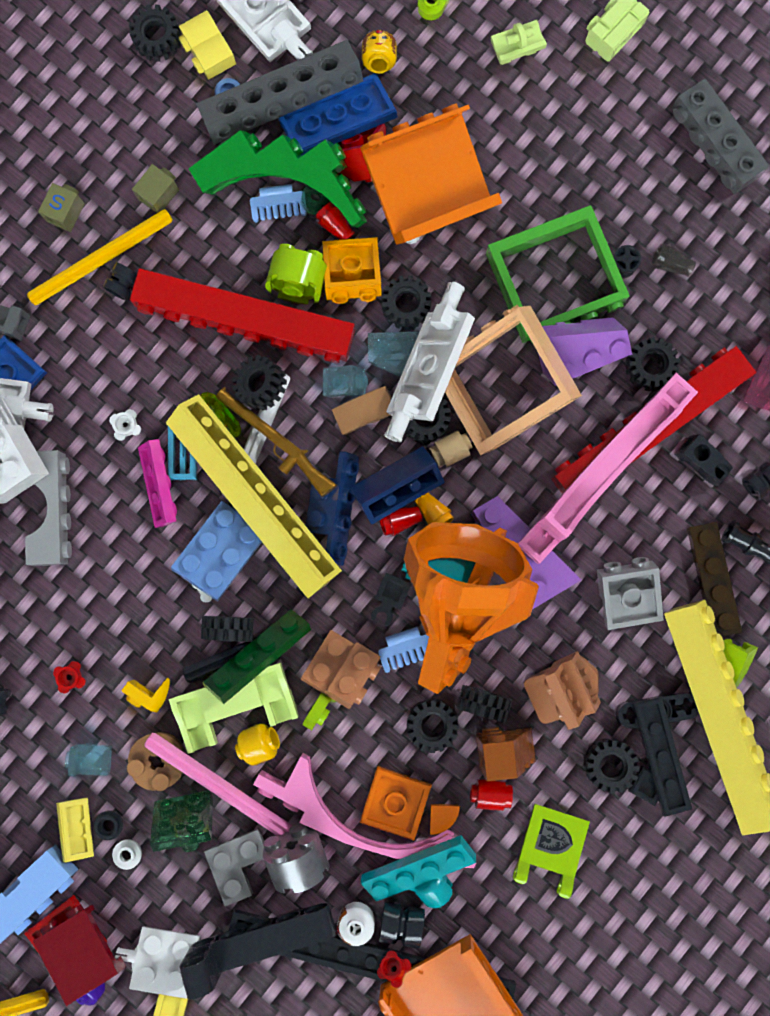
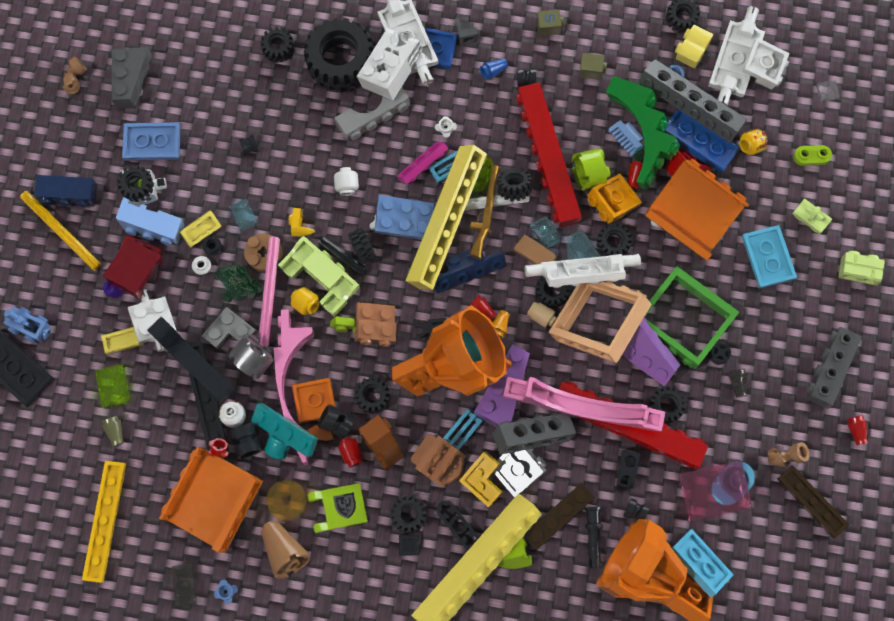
camera: 60 degrees right, 10 degrees down
(61, 674) = (283, 172): red plate -> none
(81, 317) = (493, 68): none -> blue cone
(99, 257) = (534, 59): yellow axle -> none
(124, 598) = (346, 181): none -> white head
(257, 656) = (356, 270): dark green plate -> none
(397, 485) = (501, 294): dark blue brick -> none
(401, 643) = (408, 350): light blue piece -> none
(440, 796) = (334, 420): none -> black wheel
(484, 703) = (402, 415): black tyre -> none
(522, 918) = (275, 501): none -> clear yellow plate
(537, 126) = (769, 257): none -> medium azure plate
(551, 632) = (472, 417): none -> medium azure tile
(569, 954) = (283, 550): none -> medium nougat cone
(594, 591) = (548, 431): none -> dark grey brick
(615, 652) = (477, 479): none -> yellow plate
(662, 756) = (431, 540): black tile -> none

